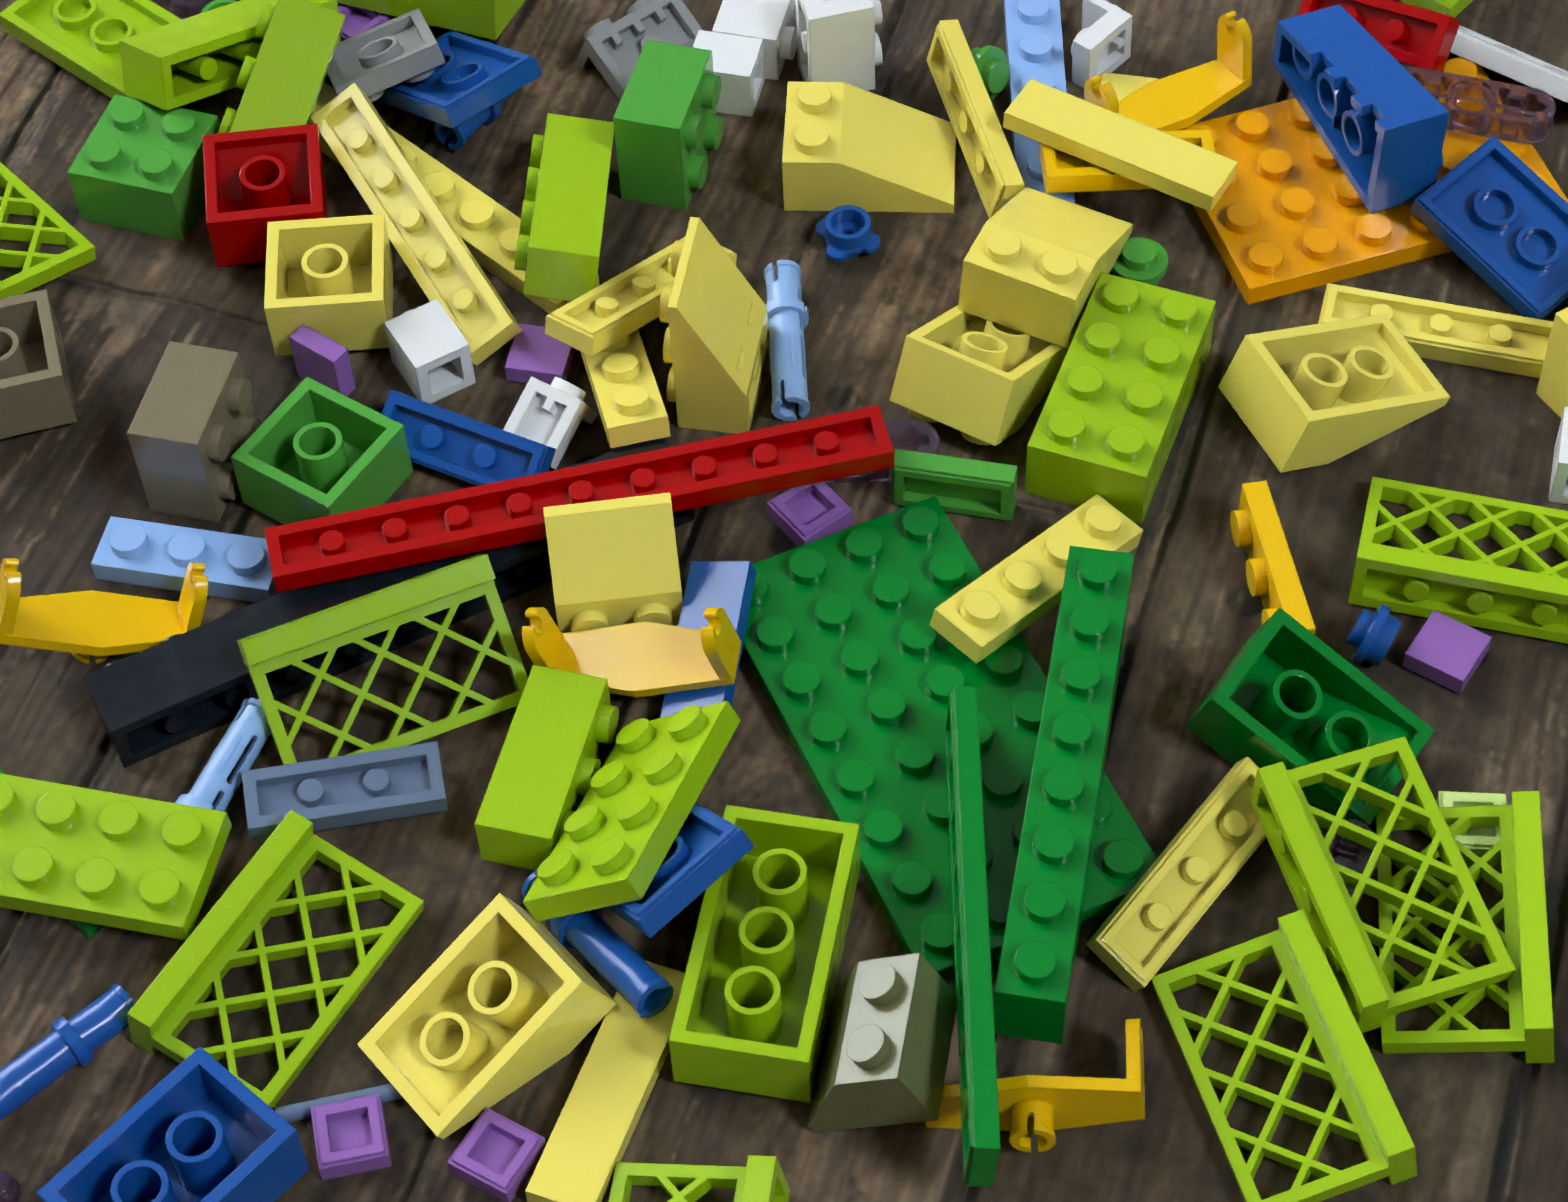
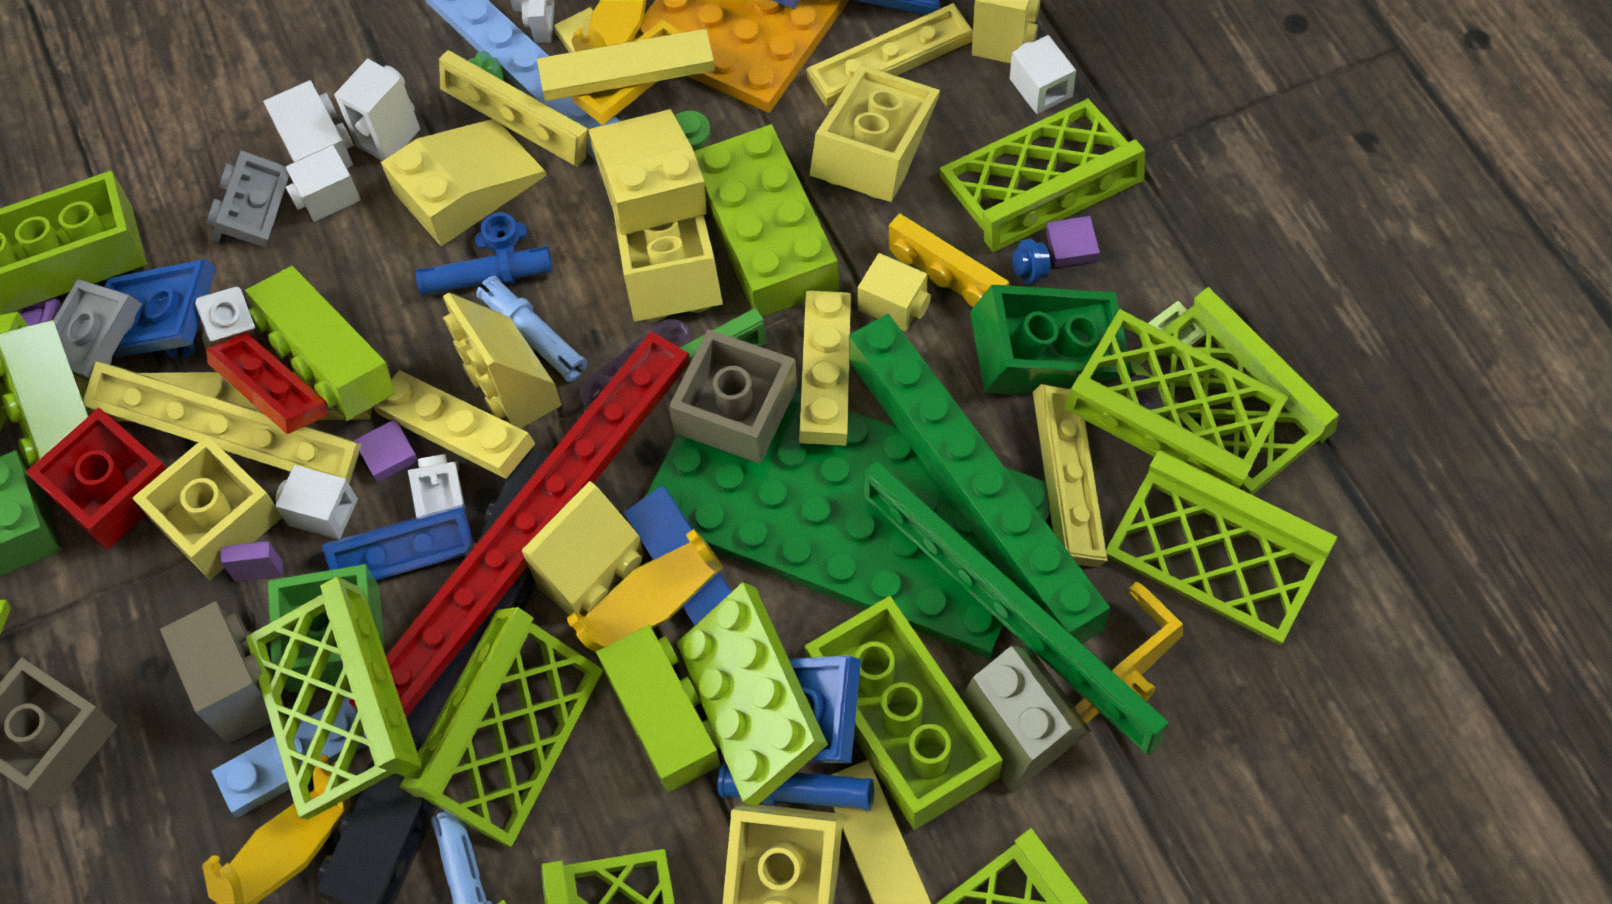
camera: 40 degrees left, 10 degrees up
(283, 522) = (371, 686): none -> lime fence
(346, 789) = (549, 823): sand blue plate -> none
(483, 208) = (266, 383): none -> red plate
(505, 129) = (224, 316): none -> white bracket
(615, 306) = (420, 368): light yellow tile -> none
(667, 125) = (330, 241): bright green brick -> none
(809, 513) = (654, 432): medium lavender tile -> none
(819, 264) = (473, 272): none -> blue pin
(900, 526) = (733, 396): none -> dark tan brick
(1186, 559) = (893, 290): none -> light yellow brick

